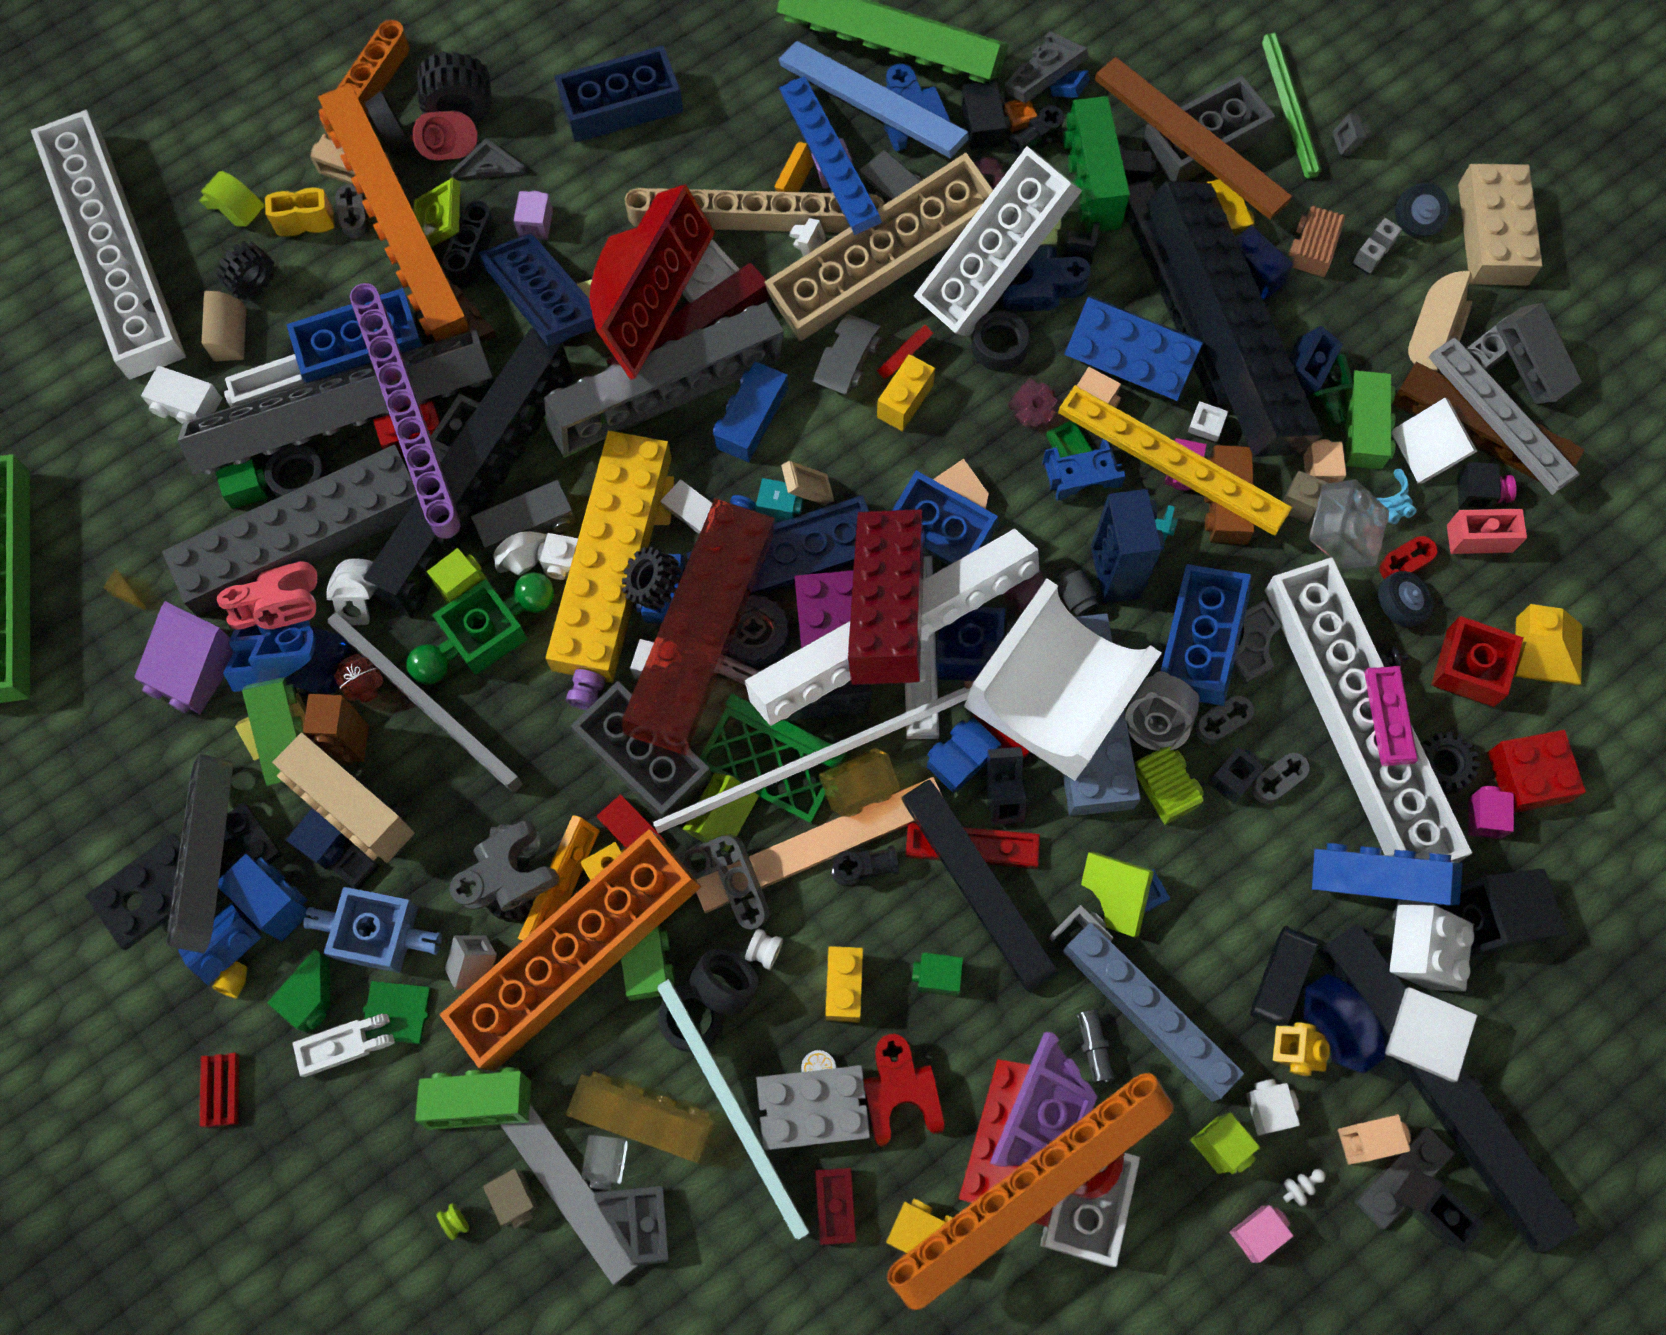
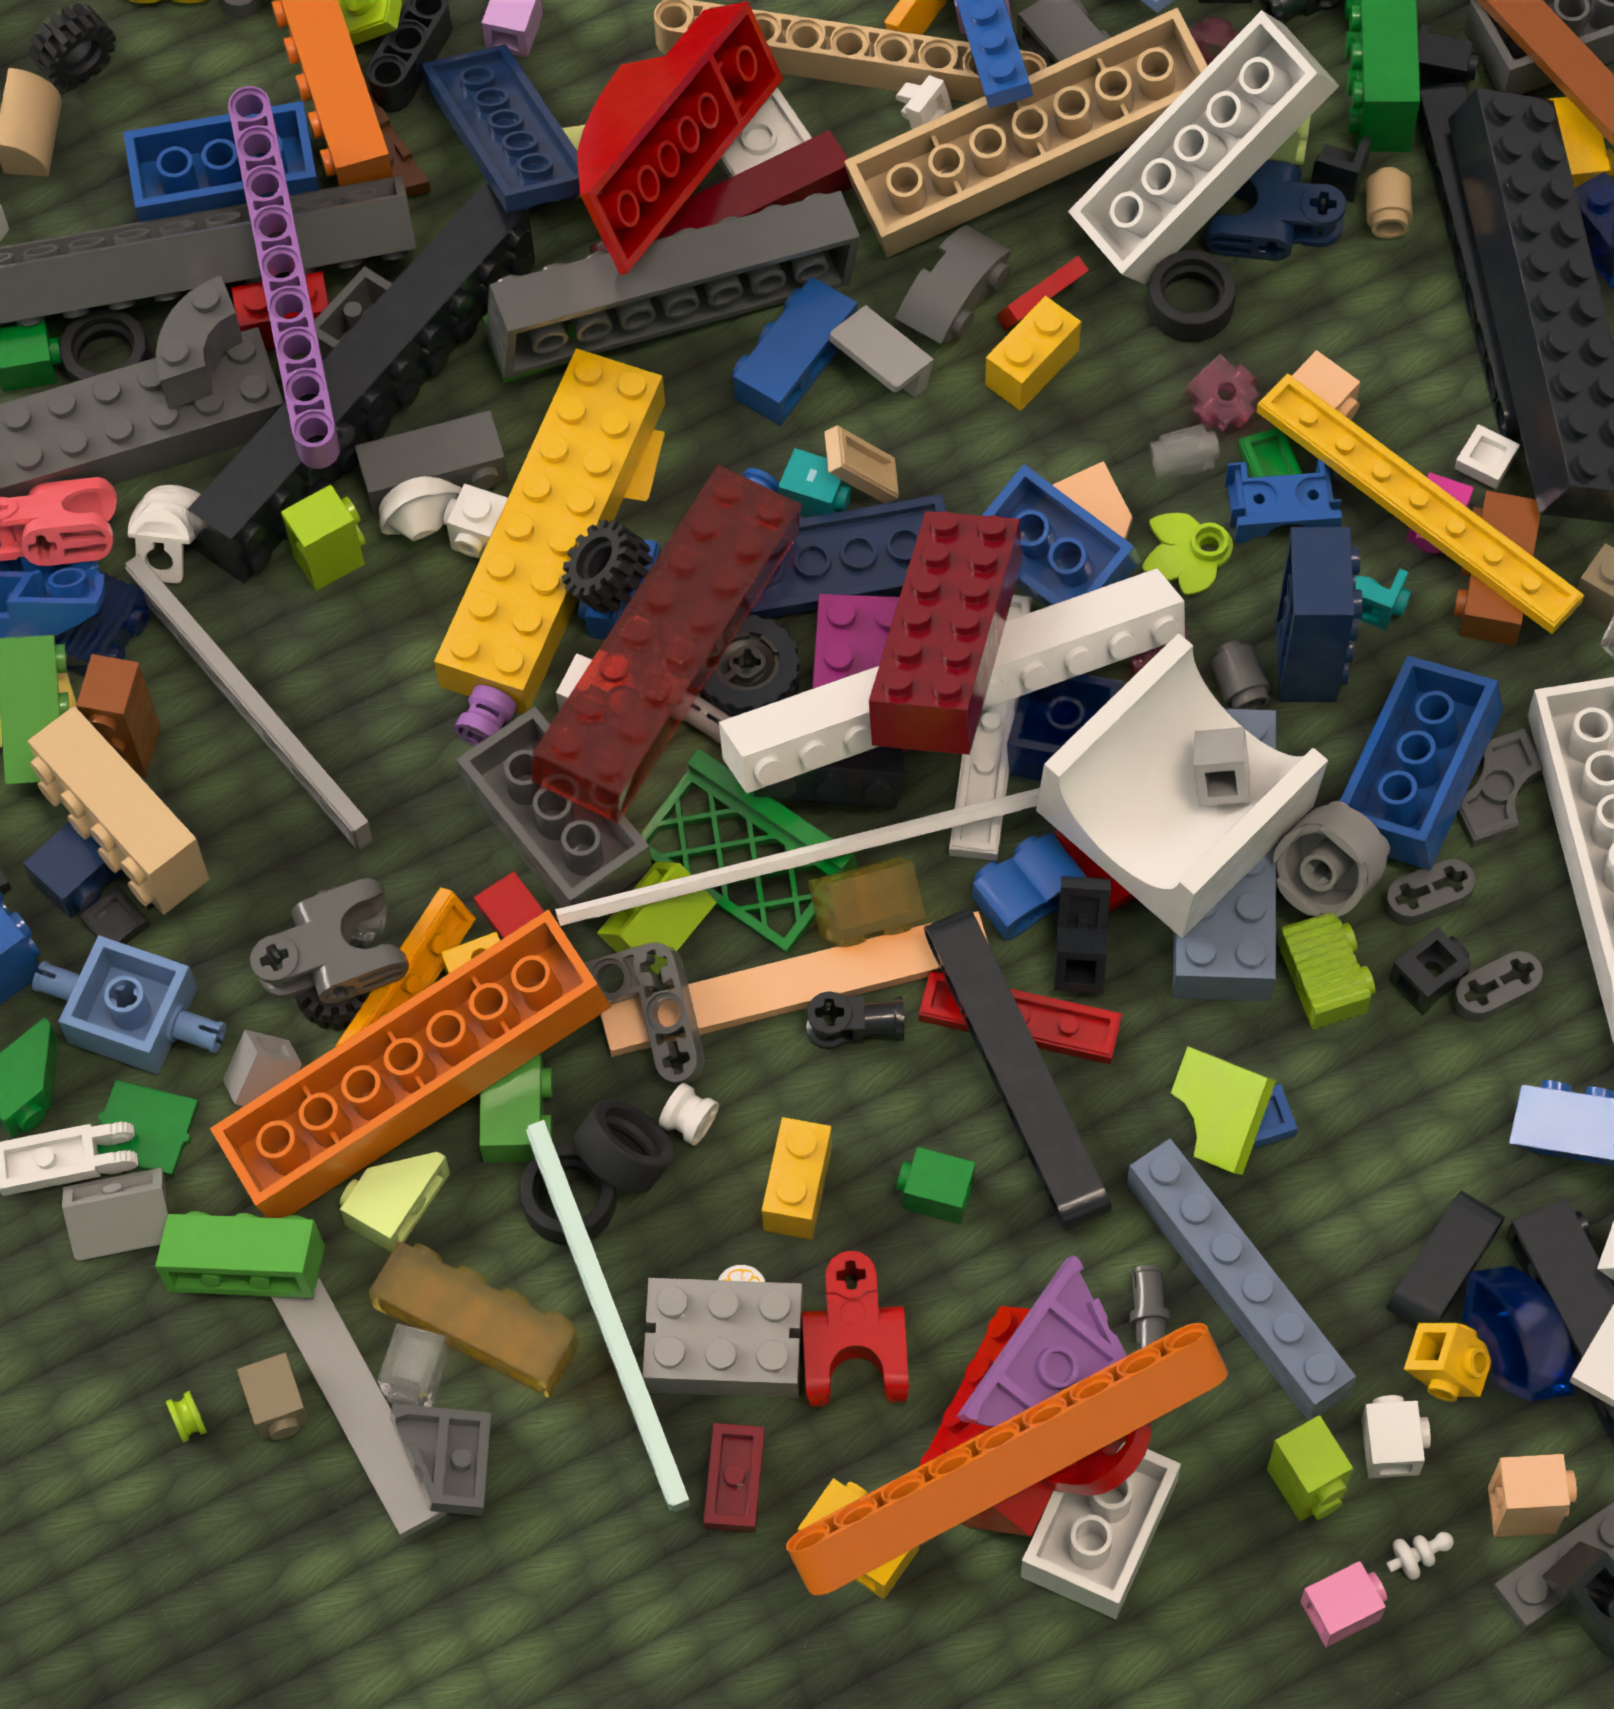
camera: 10 degrees right, 5 degrees down
(263, 381) = (77, 210): white window -> none
(351, 461) = (194, 340): none -> dark grey brick
(358, 678) = (160, 653): clear red head -> none
(383, 1078) = (115, 1213): none -> light grey panel
(481, 646) = (344, 607): green brick -> none
(572, 1040) = (393, 1197): none -> yellowish green slope
(687, 505) = (675, 473): white tile -> none
(809, 405) = (883, 352): none -> light grey panel
(1014, 445) = (1184, 452): none -> clear brick
(1022, 511) = (1181, 553): none -> lime plate
(1083, 919) = (1152, 1133): light grey bracket -> none
(1088, 664) = (1221, 766): none -> light grey brick
(1115, 263) = (1388, 202): none -> tan brick
(1133, 348) = (1390, 331): blue brick -> none

